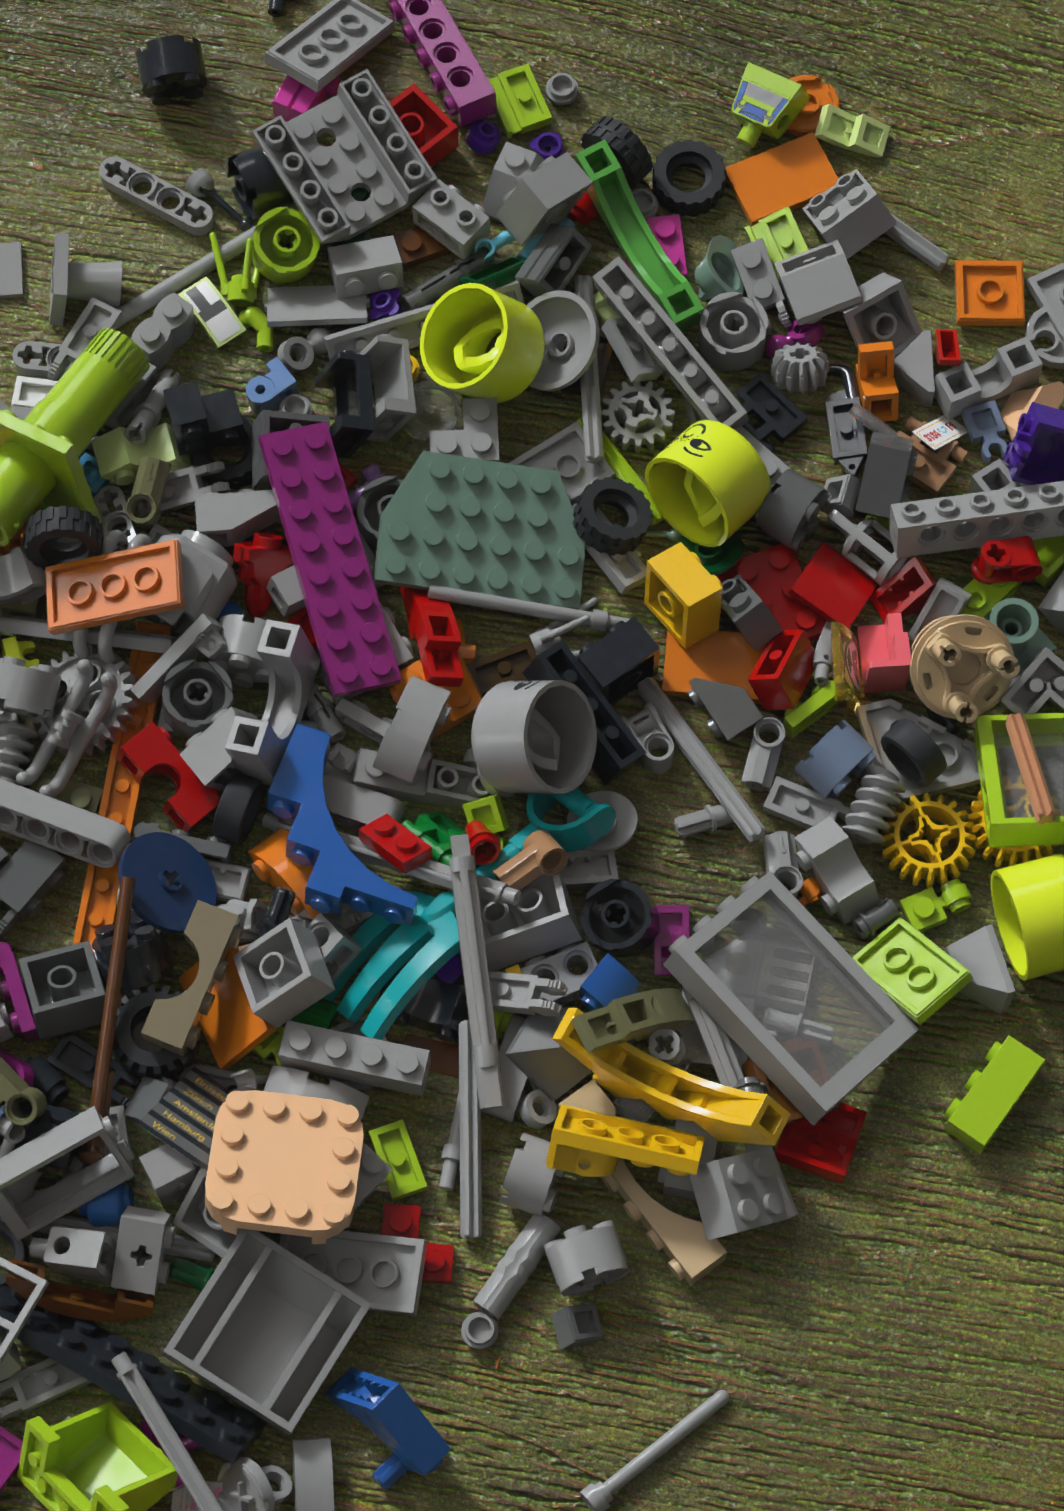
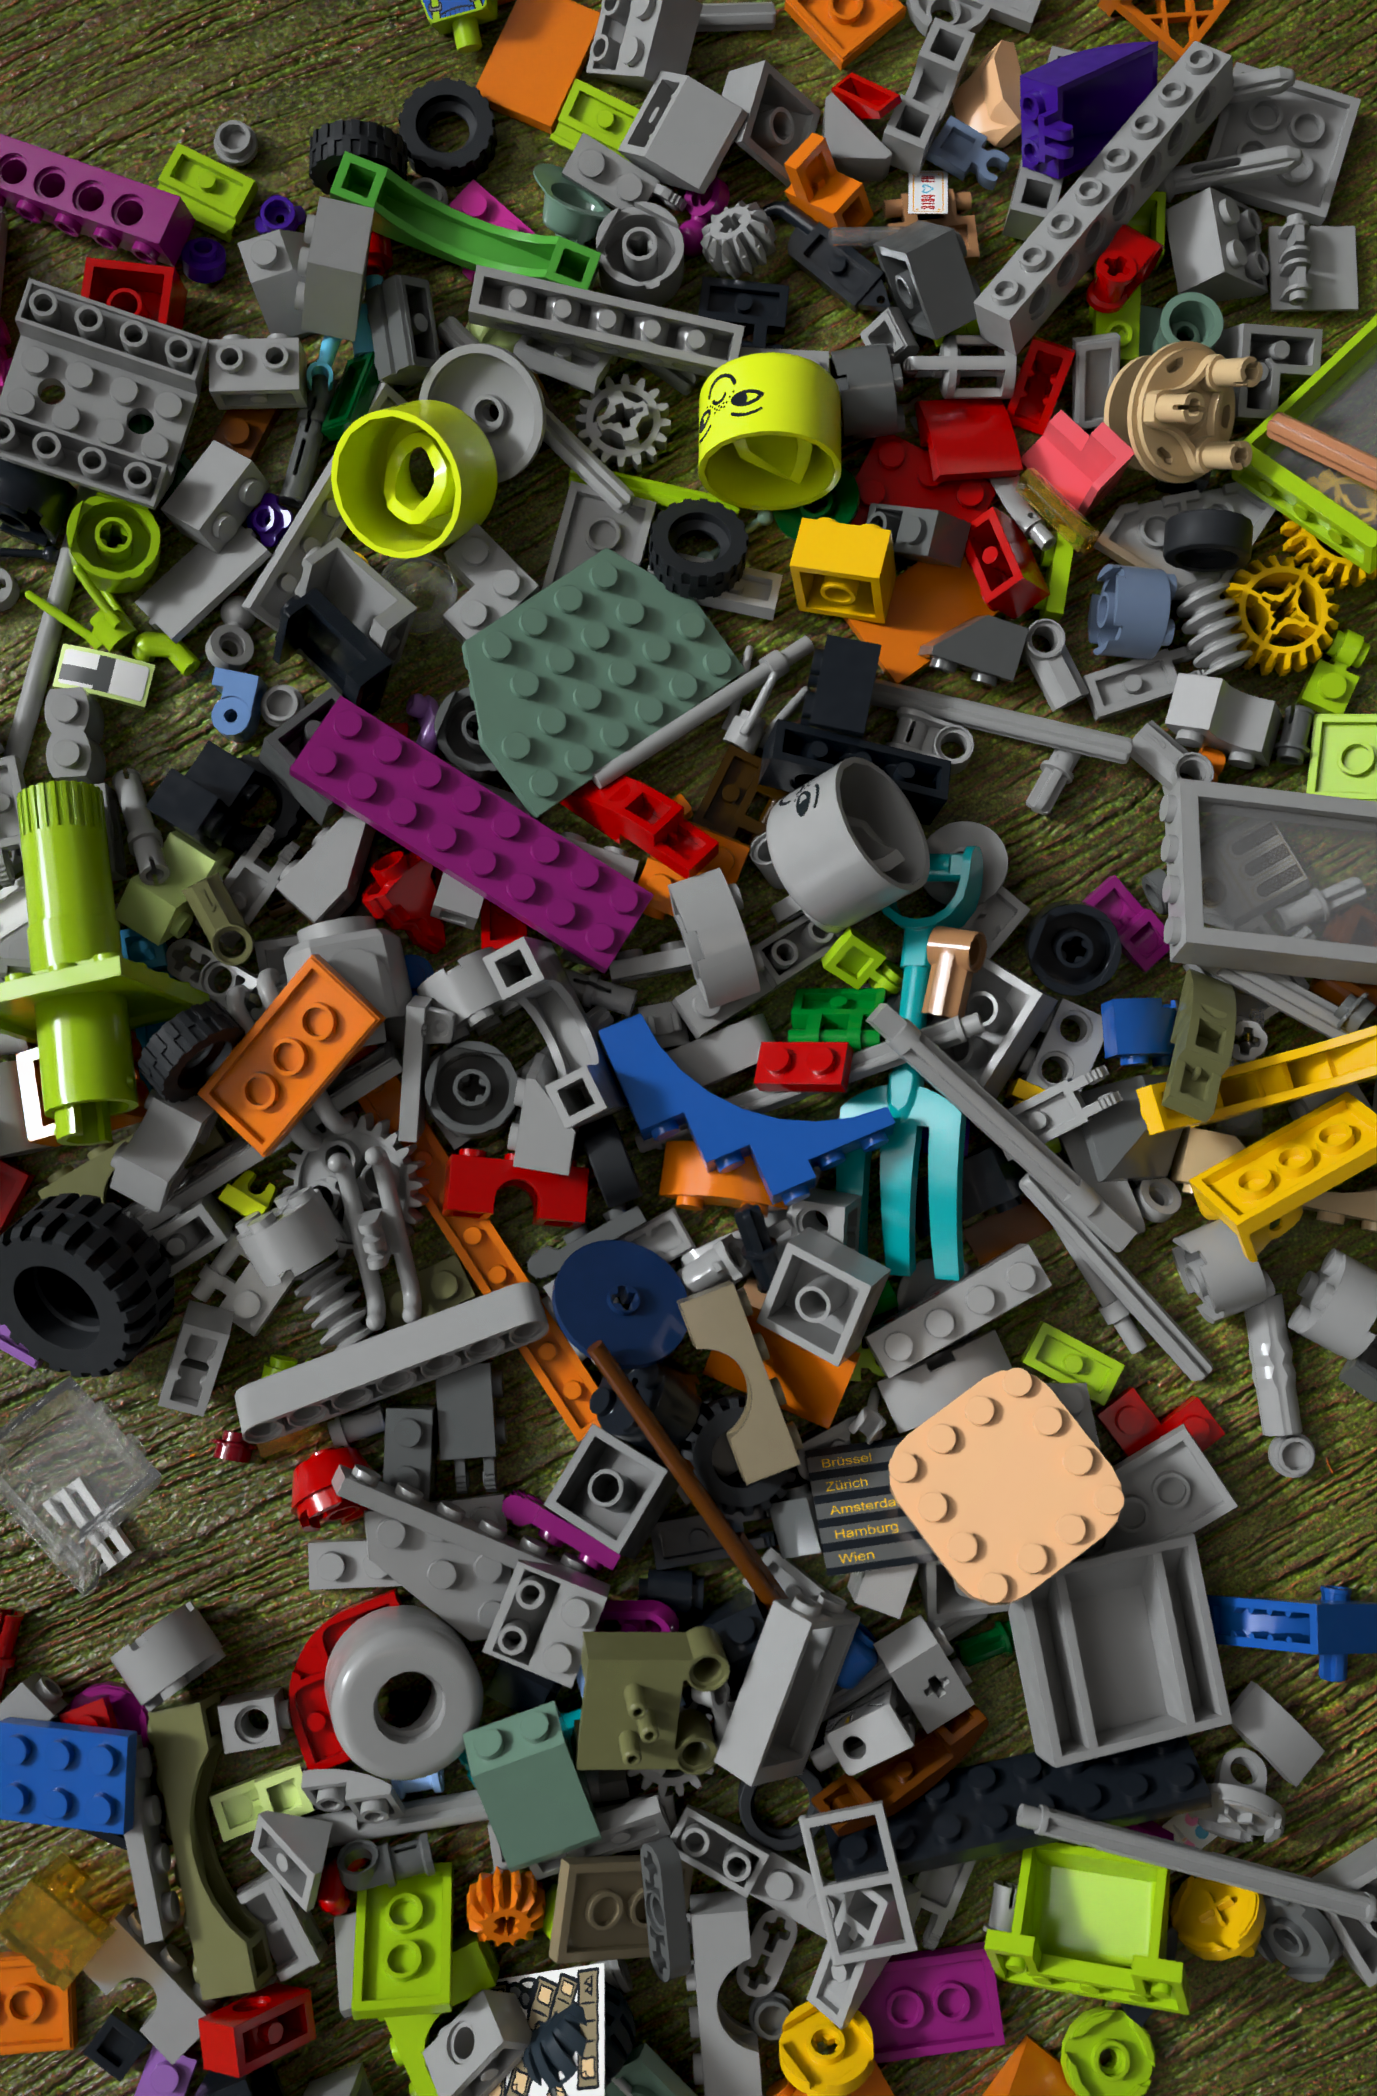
camera: 45 degrees left, 15 degrees up
(483, 843) = (882, 987): red cone -> none

